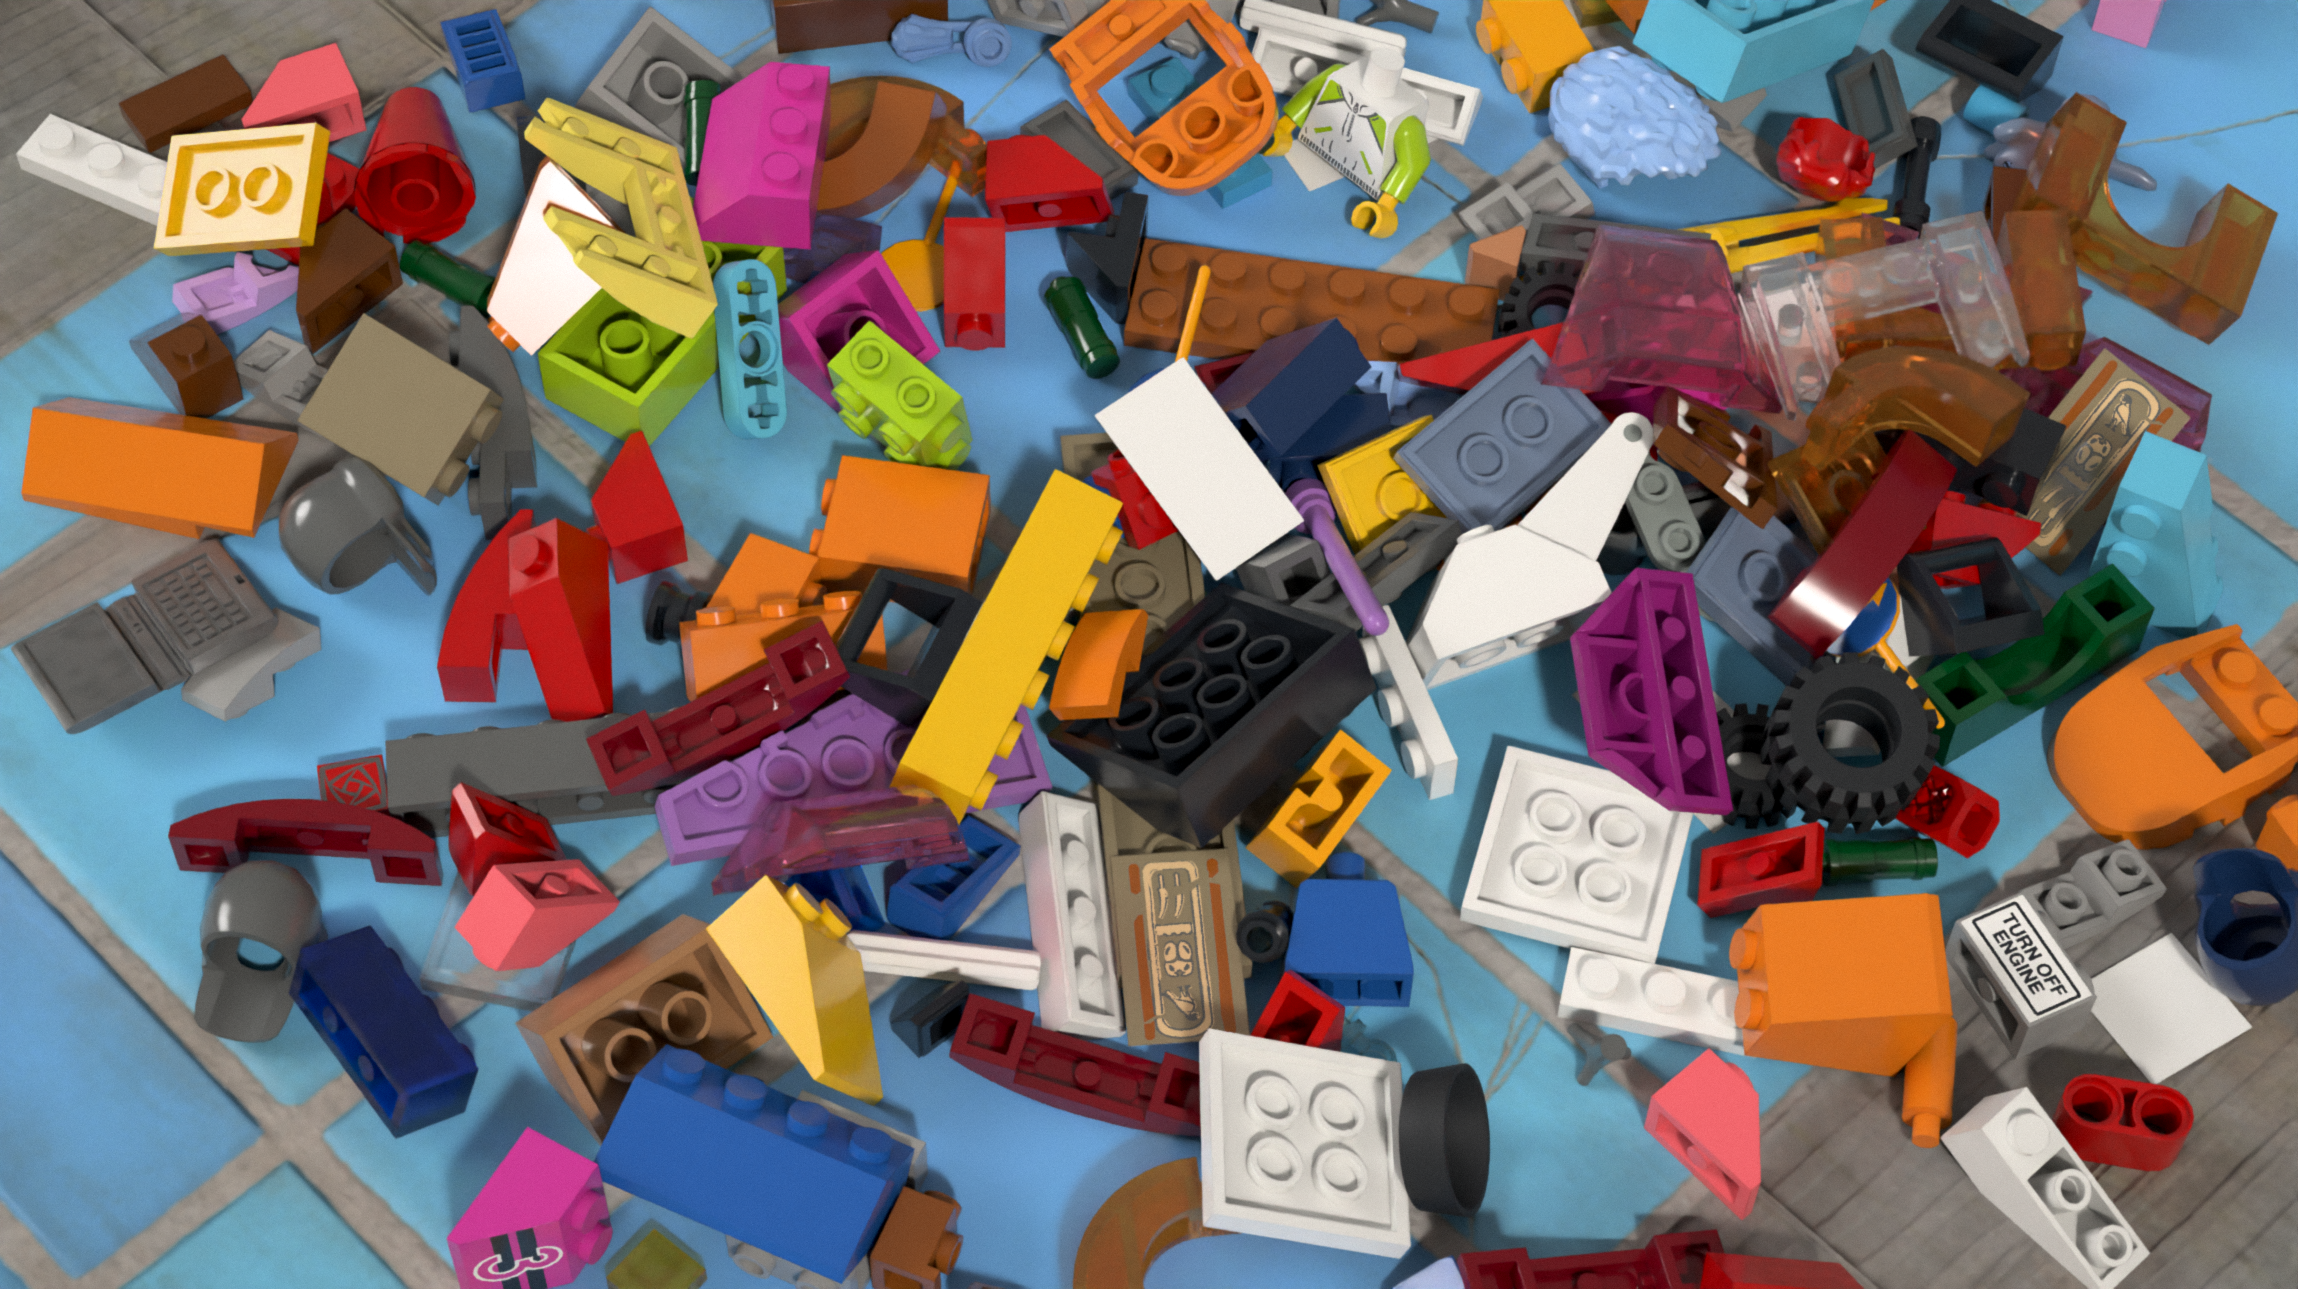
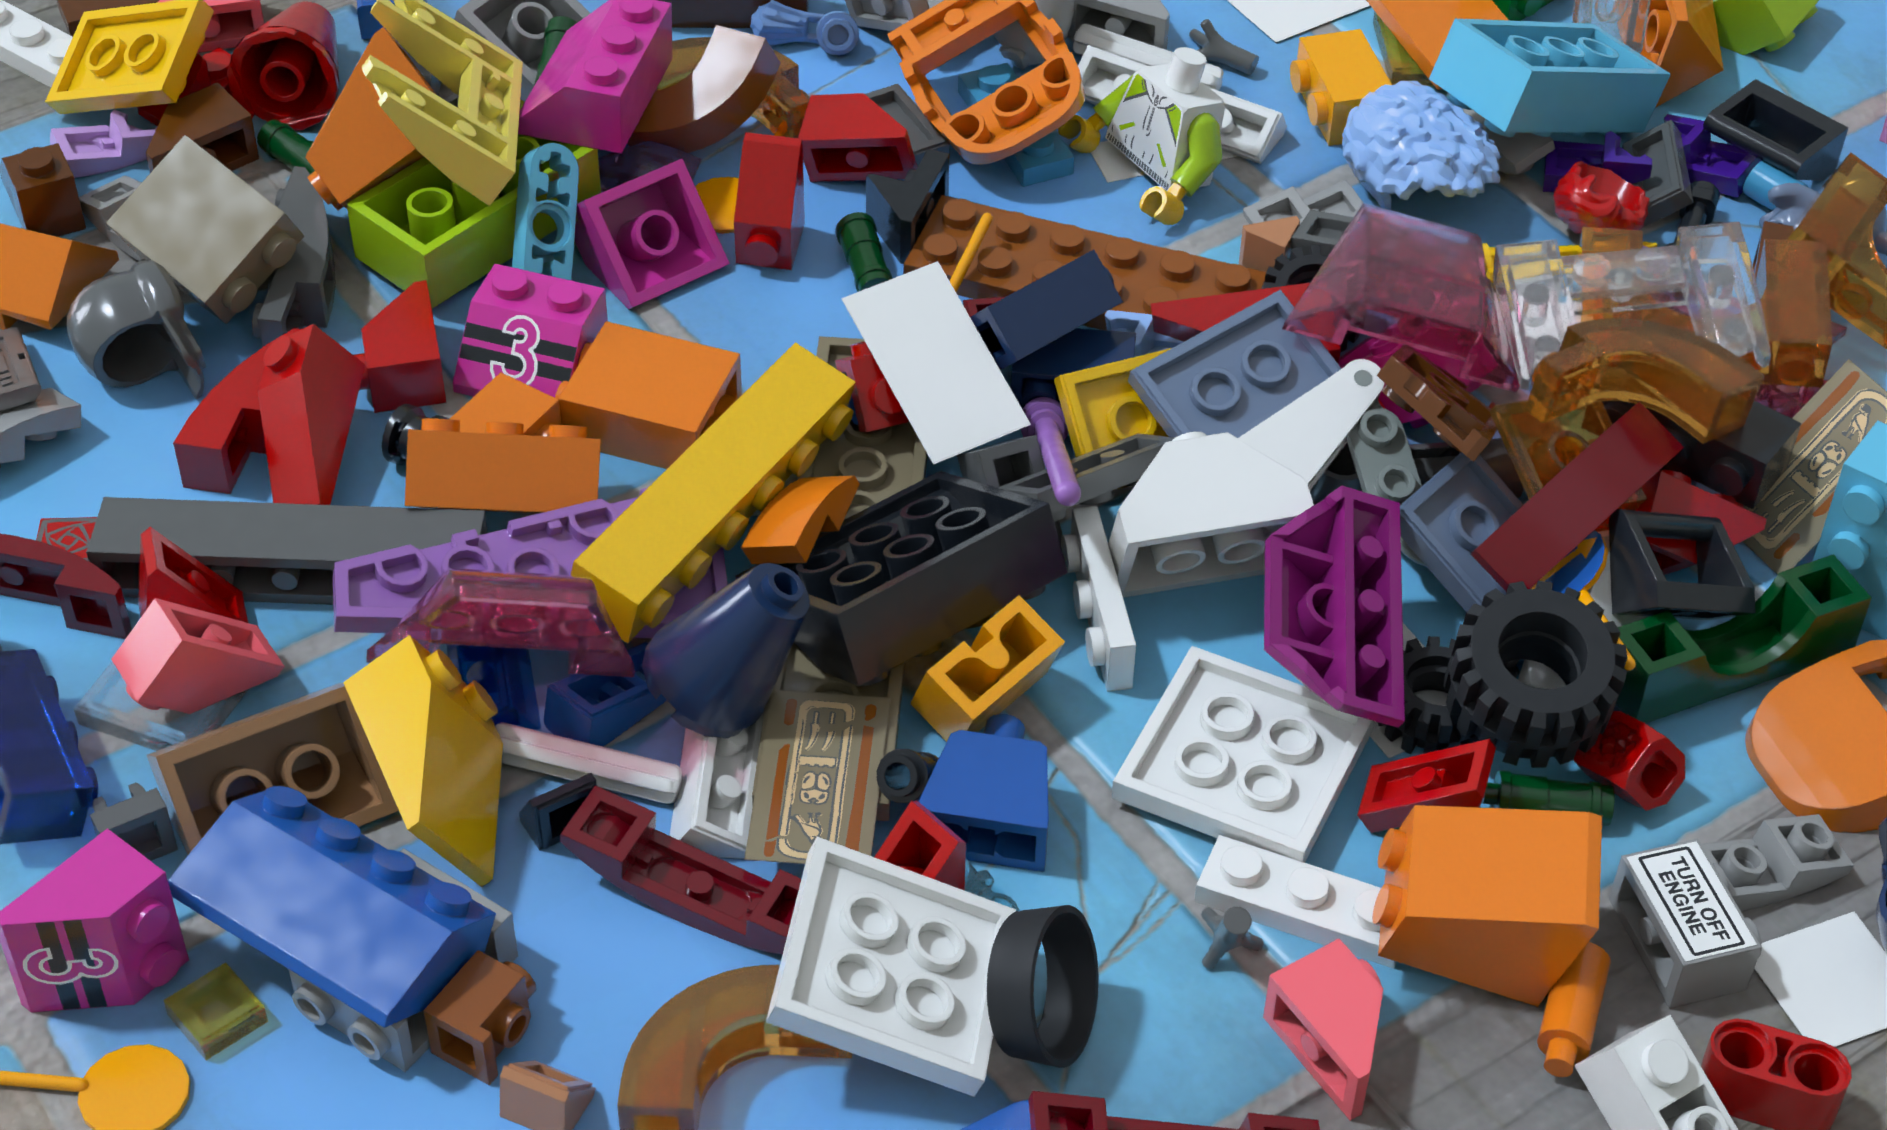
camera: 10 degrees right, 10 degrees down
(526, 1102) = (138, 821): none -> dark grey tile
(725, 722) = (425, 517): dark red slope -> none
(761, 477) = (527, 329): none -> dark pink slope
(899, 402) = (667, 278): lime brick -> none
(943, 606) = (593, 508): black tile -> none
(1068, 834) = (728, 651): none -> dark blue cone
(1809, 100) = (1604, 156): none -> dark purple slope
(1926, 85) = (1713, 161): none -> dark purple slope

